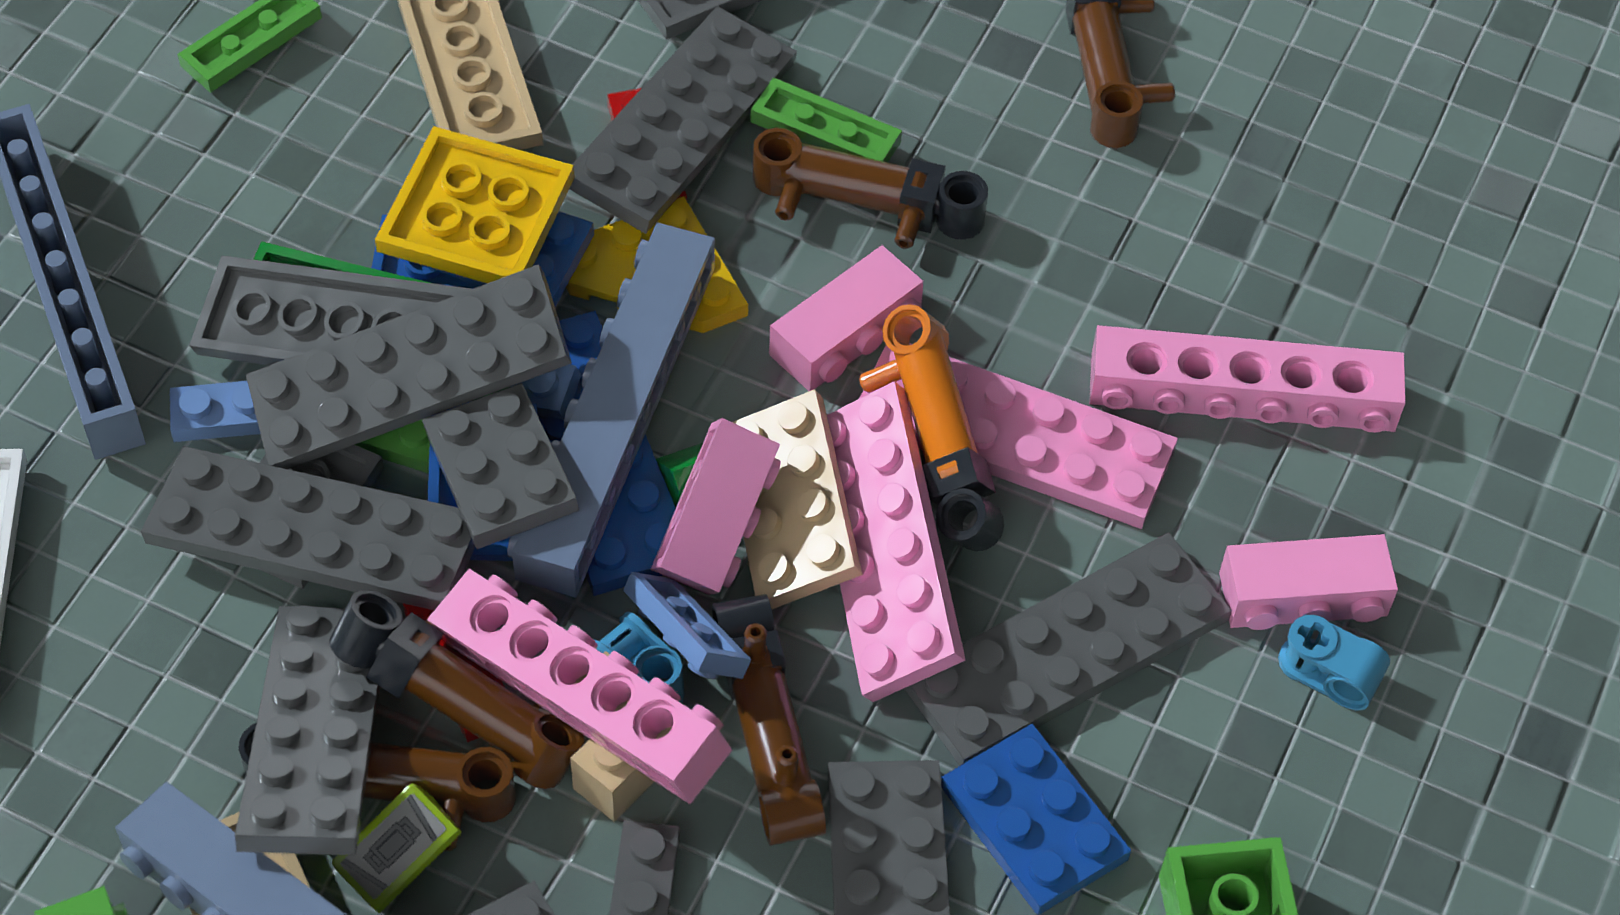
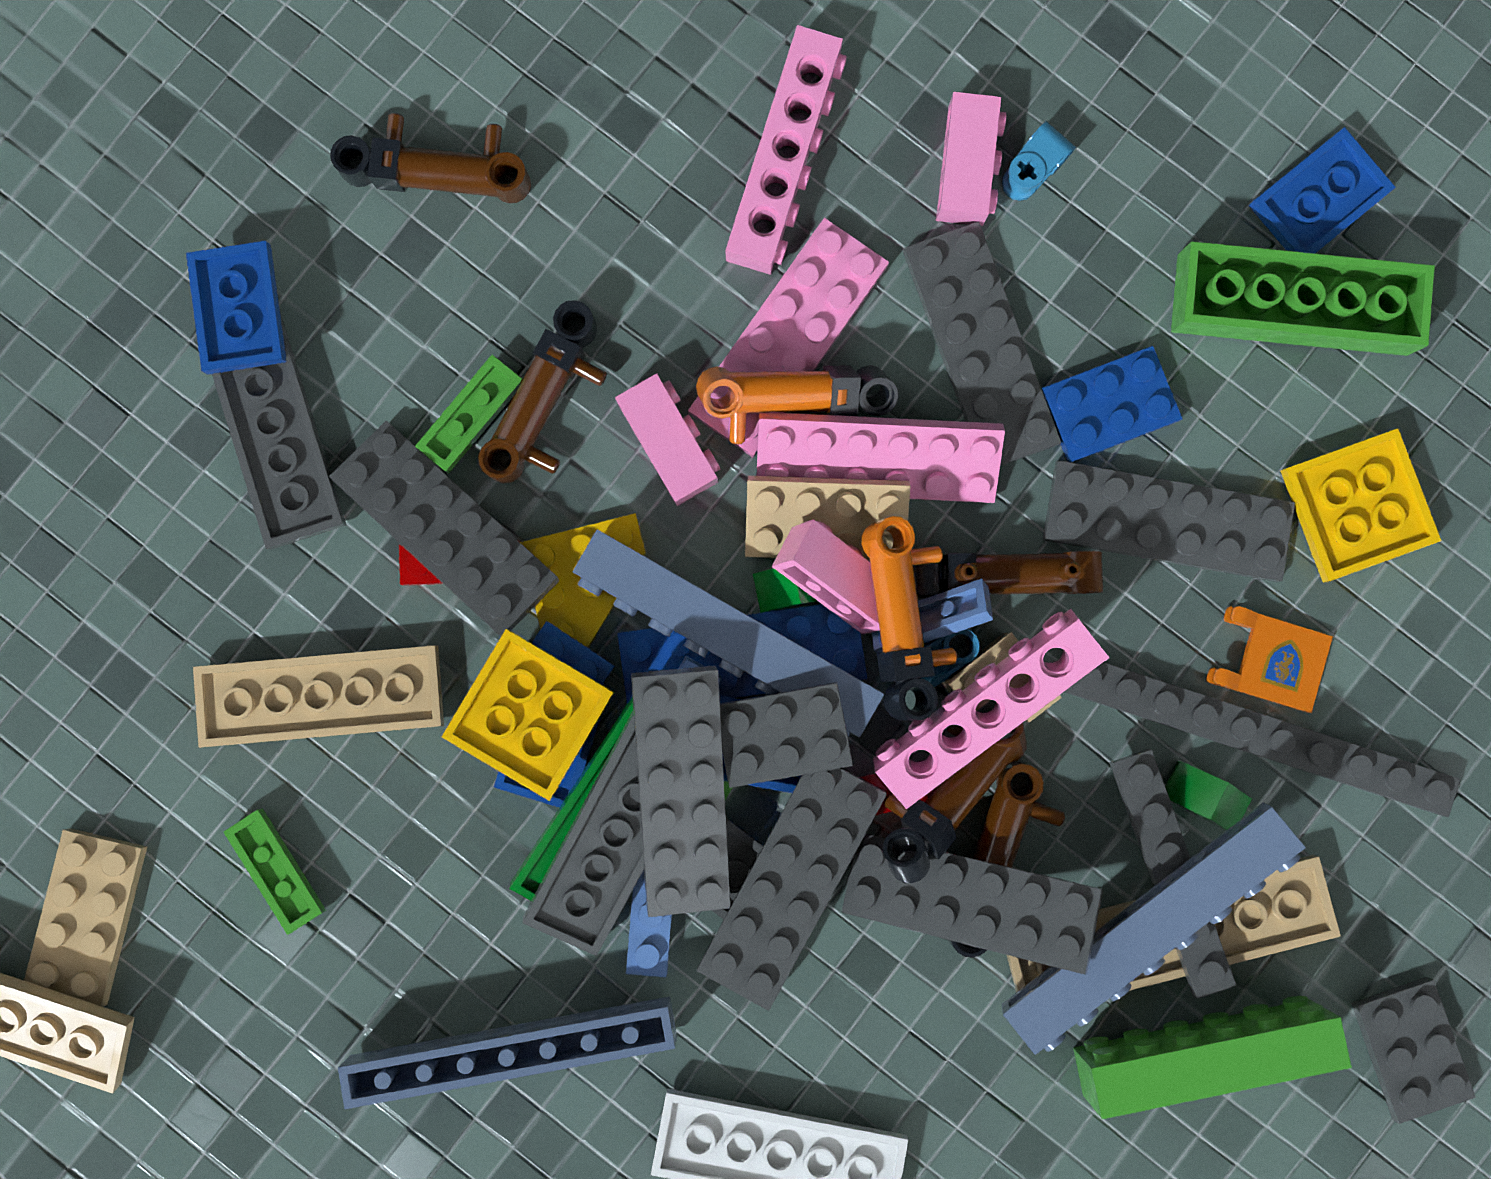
camera: 75 degrees left, 30 degrees up
(397, 847) = (1062, 848): slope -> none
(628, 580) = (899, 621): none -> orange piece

